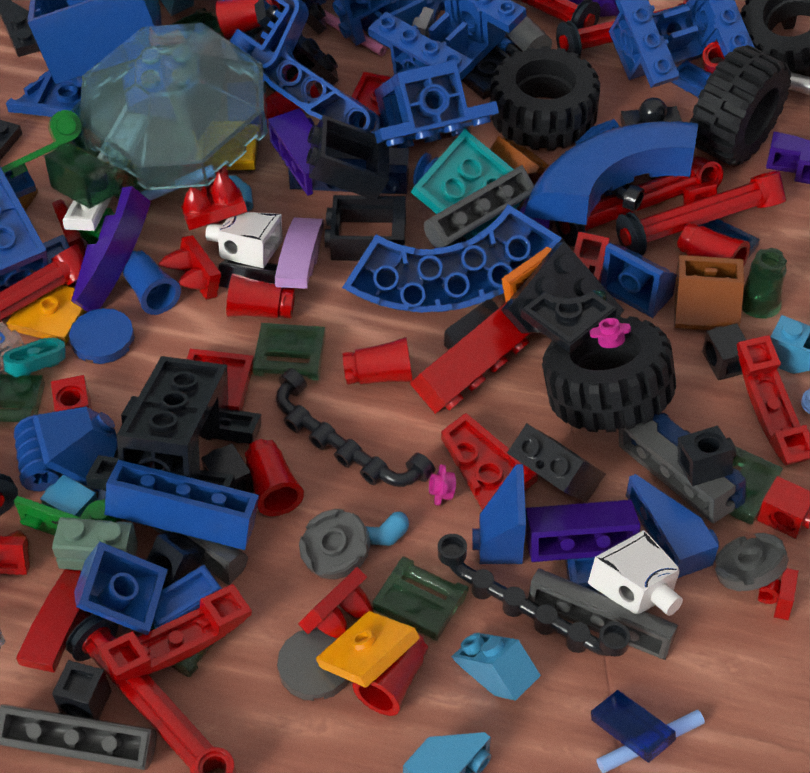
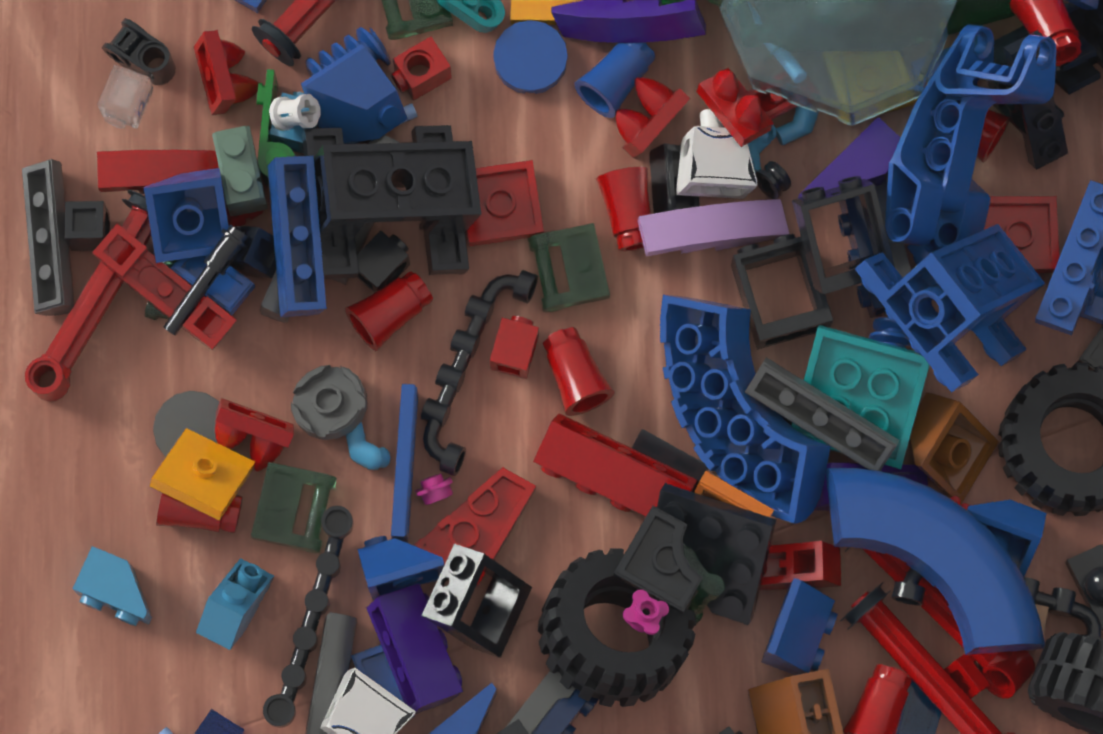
camera: 70 degrees right, 25 degrees up
(58, 489) = (284, 105): none -> white bush
(175, 578) = (217, 263): none -> black pin
(280, 204) = (773, 180): none -> black bush
(342, 400) = (514, 346): none -> red brick
(411, 500) = (404, 462): none -> blue tile

